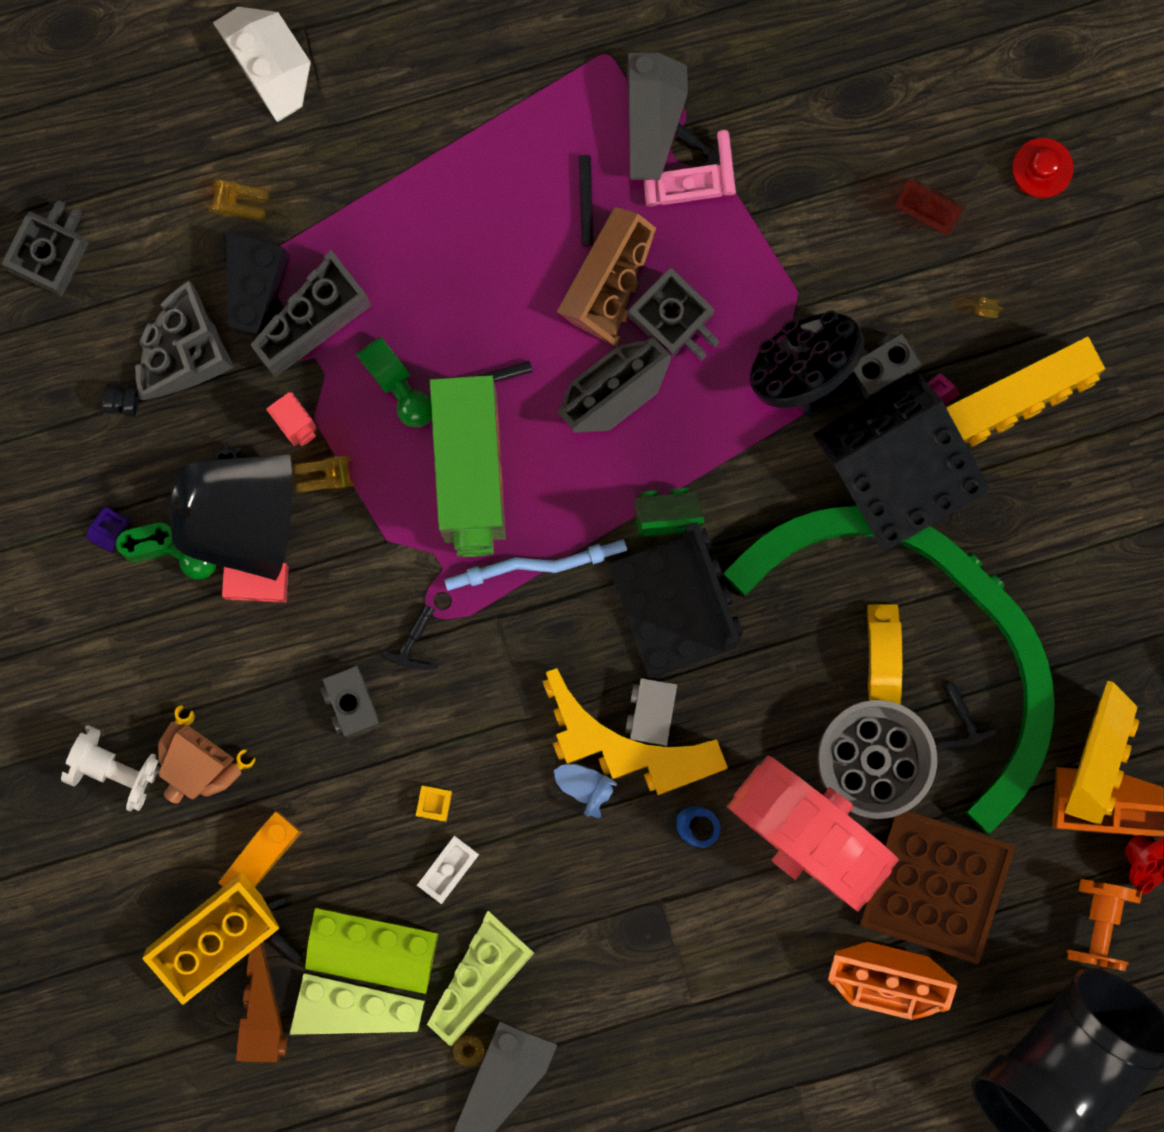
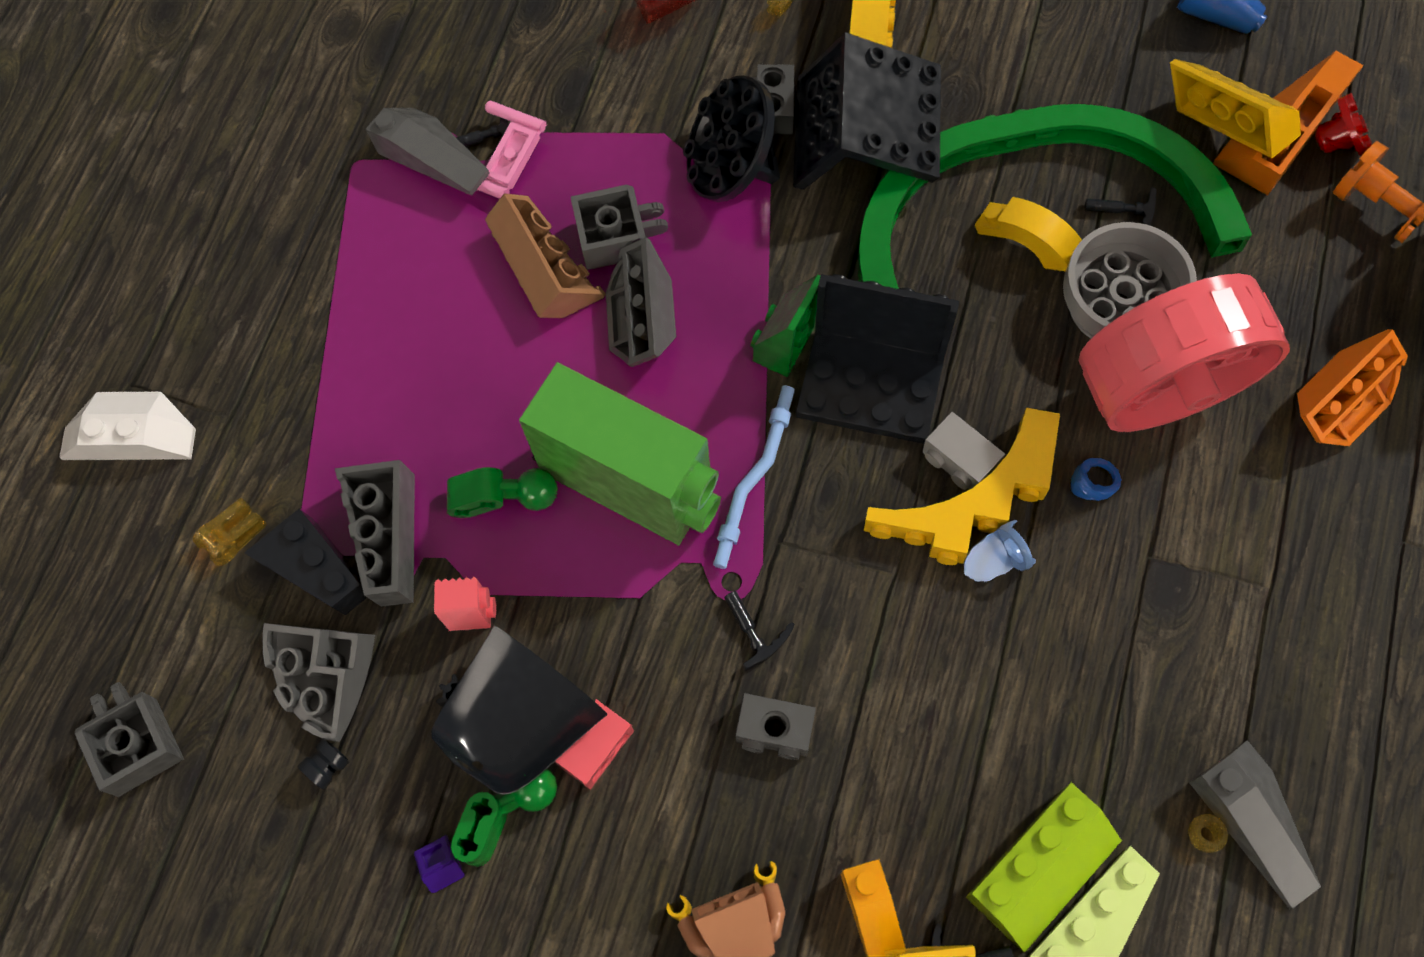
camera: 55 degrees left, 15 degrees down
(333, 468) = (533, 602): clear yellow piece -> none
(434, 803) = (928, 708): yellow plate -> none
(448, 869) = (1004, 736): white plate -> none
(486, 969) = (1134, 770): yellowish green wing -> none
(586, 200) = (462, 245): black bar -> none
(941, 887) = (1304, 298): reddish brown plate -> none

